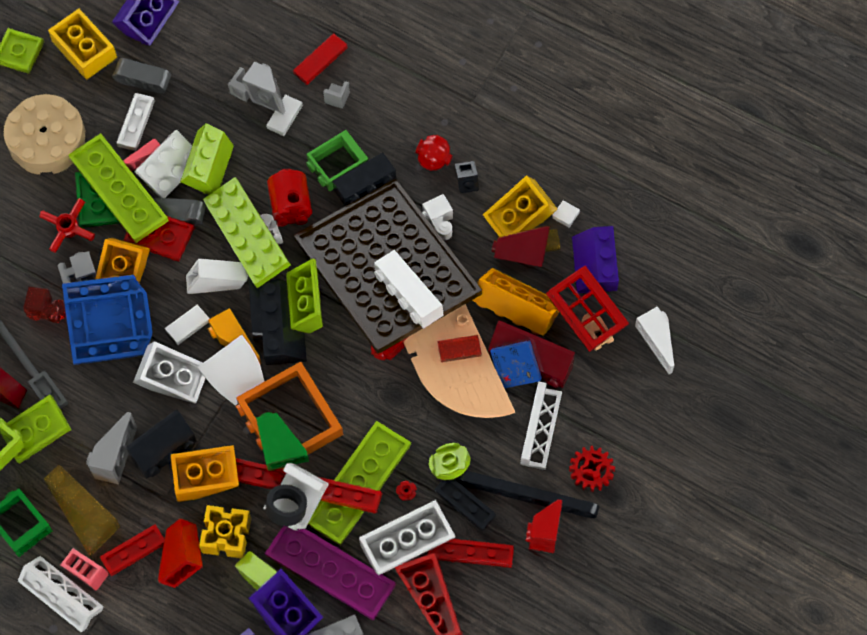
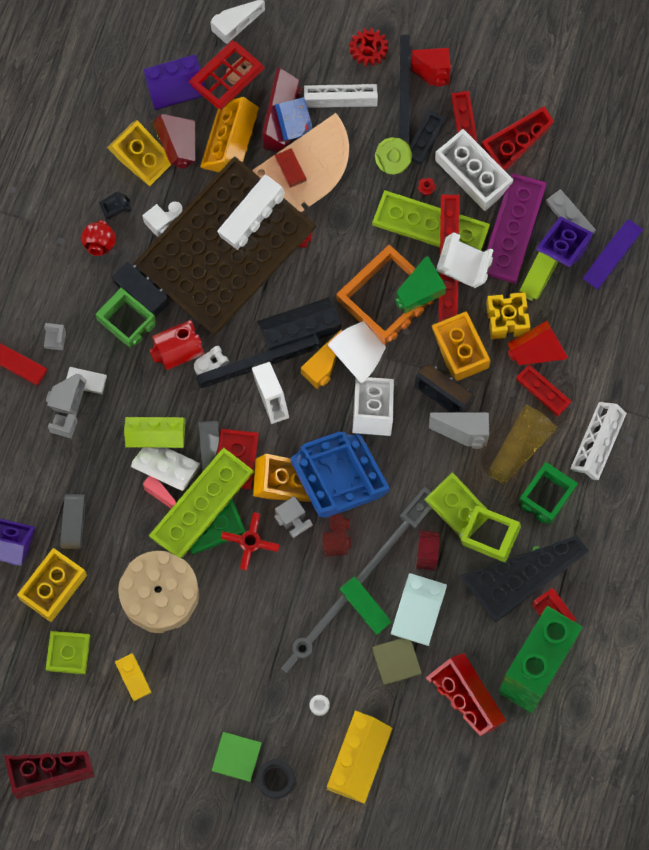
camera: 105 degrees left, 5 degrees up
(94, 577) = (571, 411): coral slope -> none
(135, 122) = (124, 512): white plate -> none
(187, 324) = (320, 407): white tile -> none
(246, 232) = (222, 371): lime plate -> none
(286, 492) = (482, 274): black tyre -> none
(304, 297) = (273, 303): lime slope -> none
(566, 214) = (131, 115): white tile -> none

